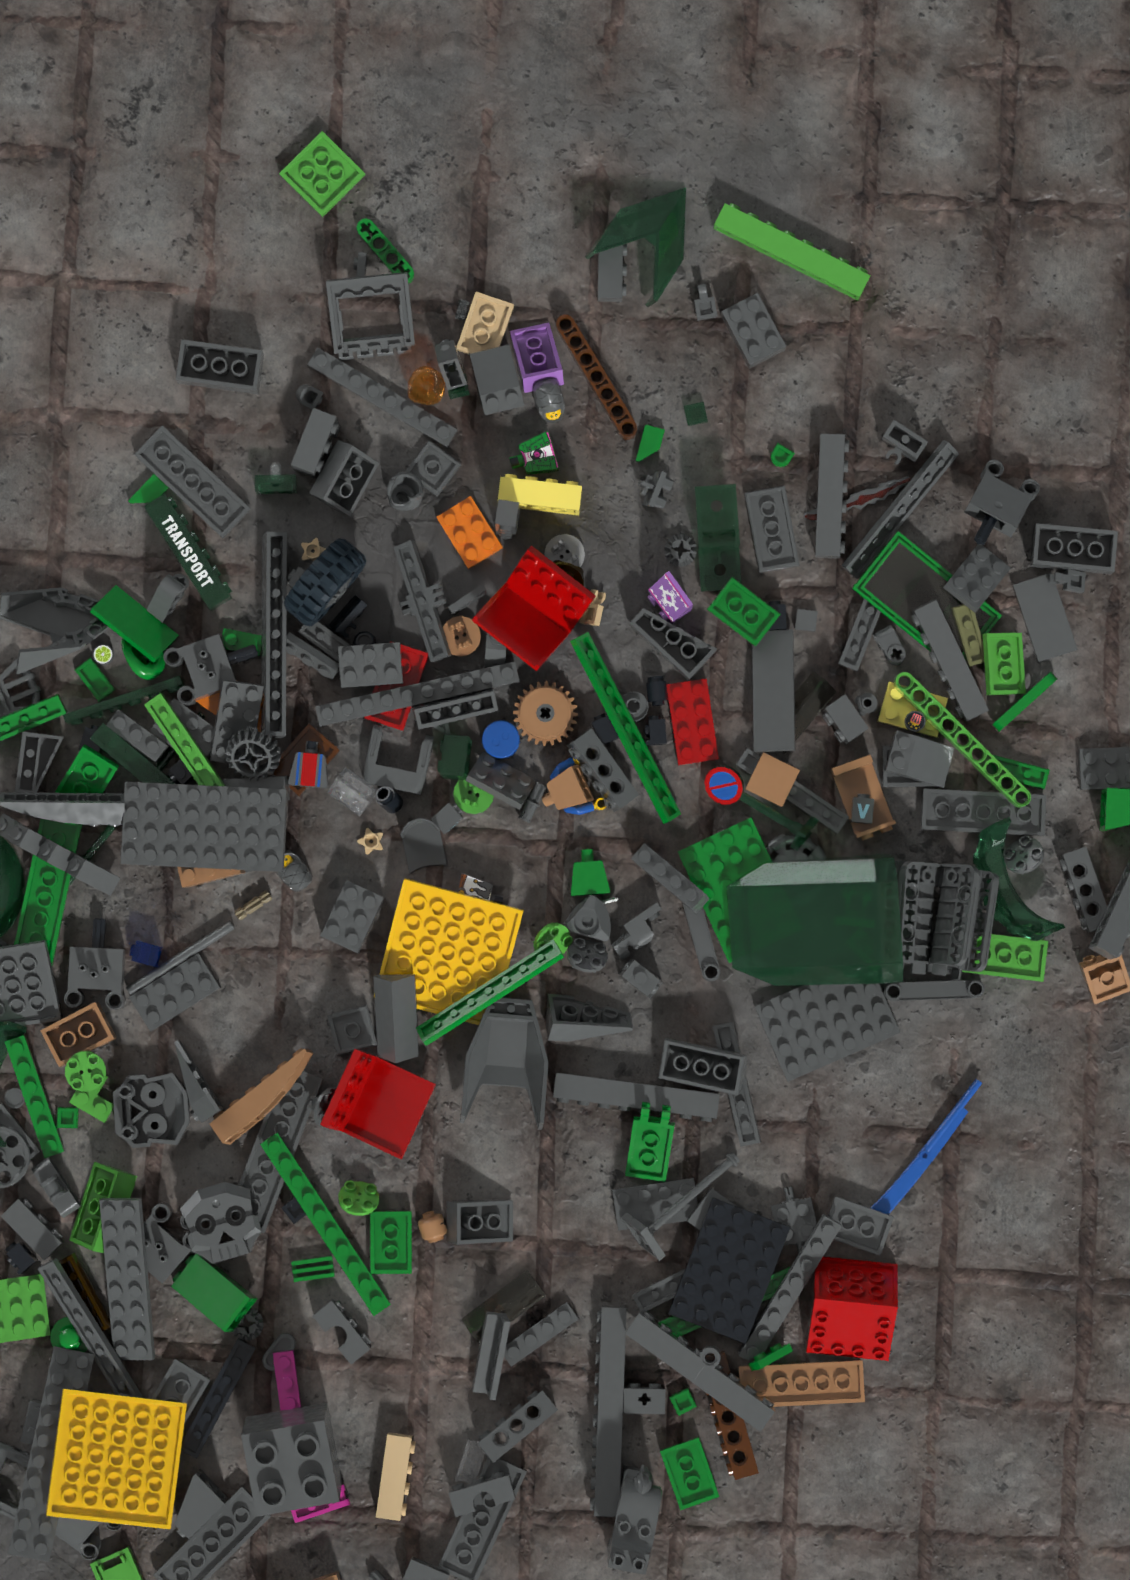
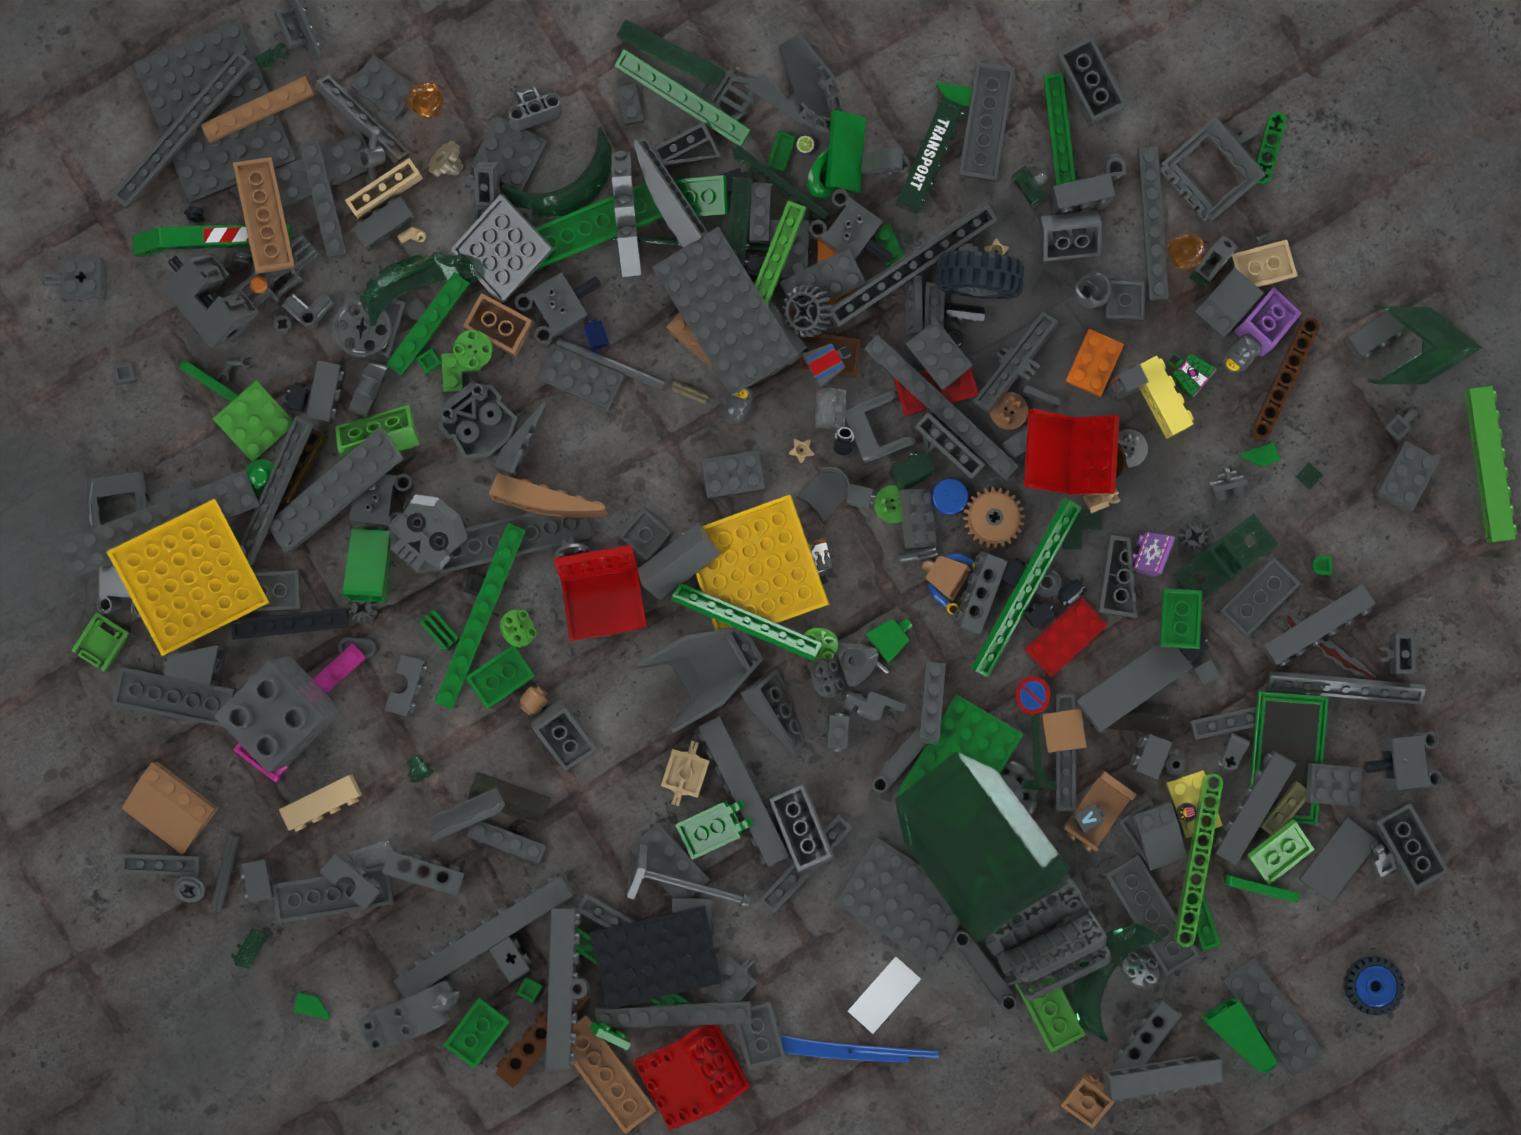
camera: 55 degrees right, 0 degrees up
(243, 422) = (1059, 128): none -> green plate
(322, 174) = (1295, 58): bright green plate -> none
(423, 1369) = (418, 769): none -> clear green piece
(585, 1136) = (685, 773): none -> tan plate
(601, 637) = (1084, 521): none -> clear green tile
(896, 1092) = (884, 995): none -> white sticker

